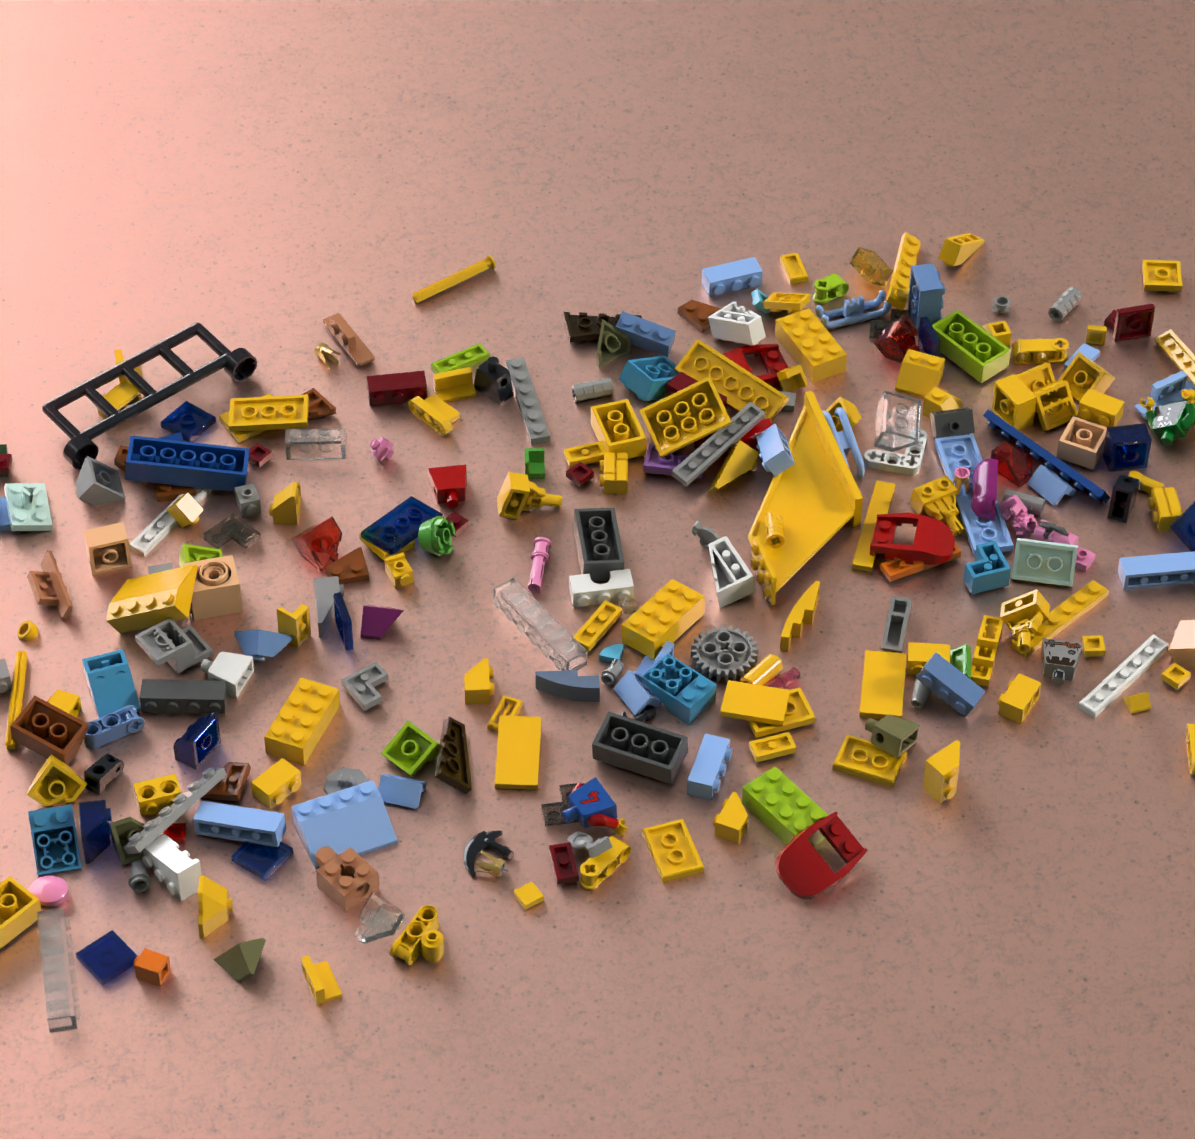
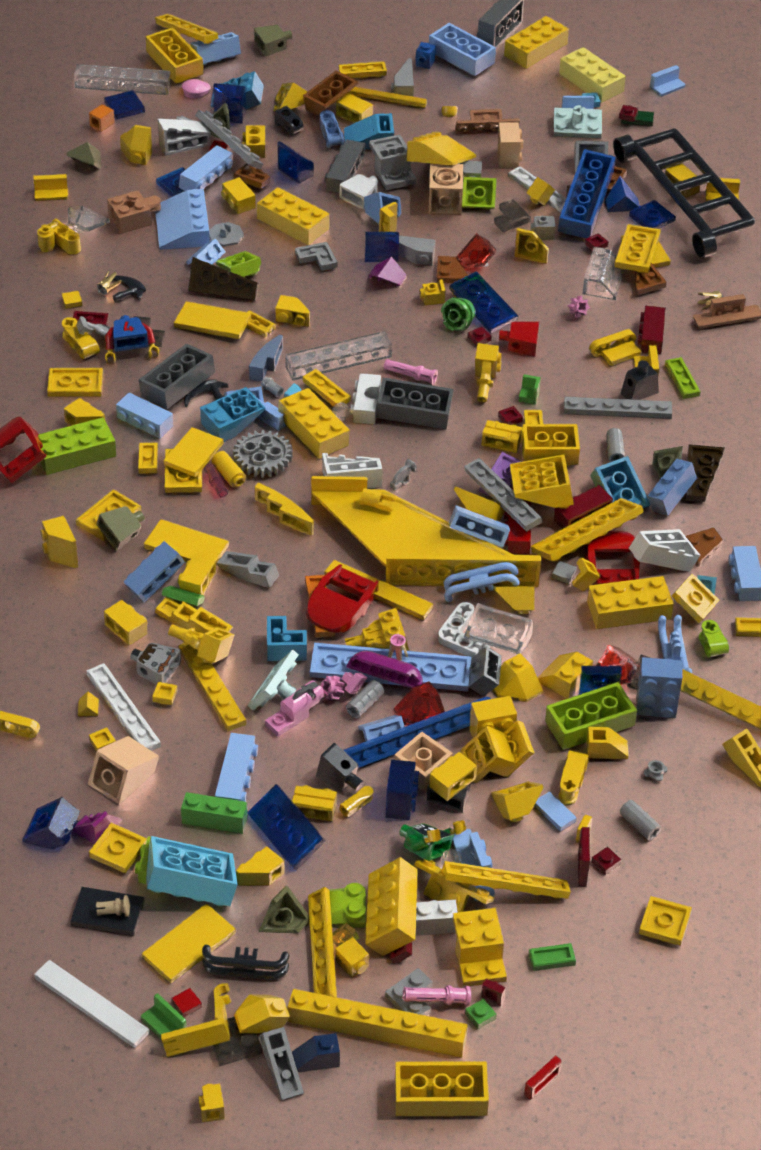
camera: 105 degrees right, 0 degrees up
(871, 267) = (732, 674): clear yellow brick -> none

